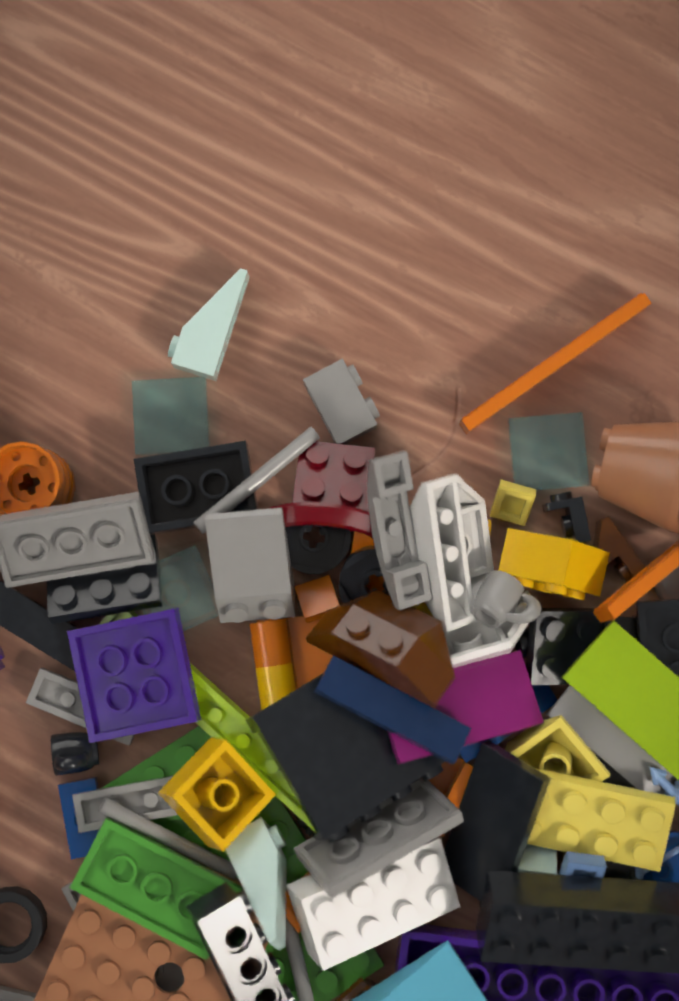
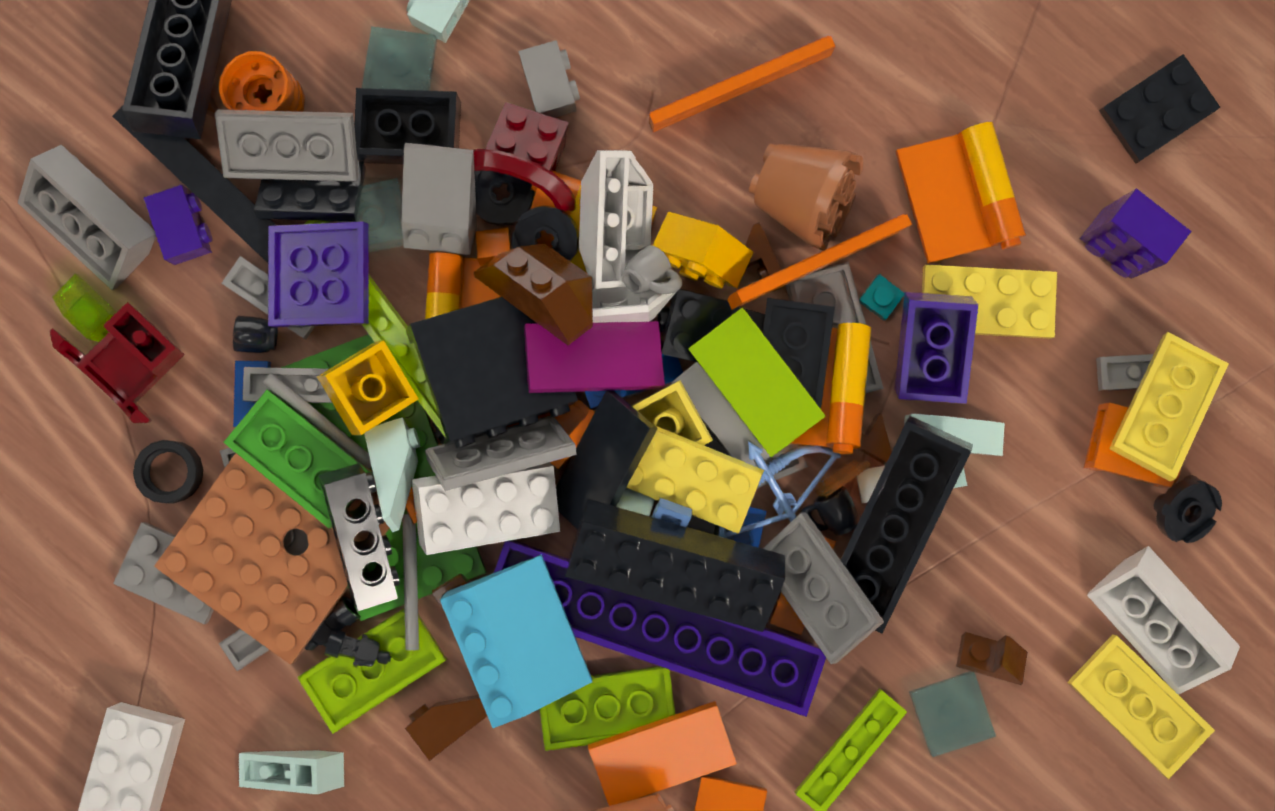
camera: 10 degrees right, 0 degrees up
(261, 476) = (466, 122): light grey bar -> none
(393, 530) = (567, 189): light grey slope -> none
(393, 710) = (533, 343): dark blue tile -> none
(513, 502) = (680, 196): light yellow tile -> none
(549, 451) = (720, 160): clear light blue tile -> none
(575, 521) = (731, 207): black bracket -> none

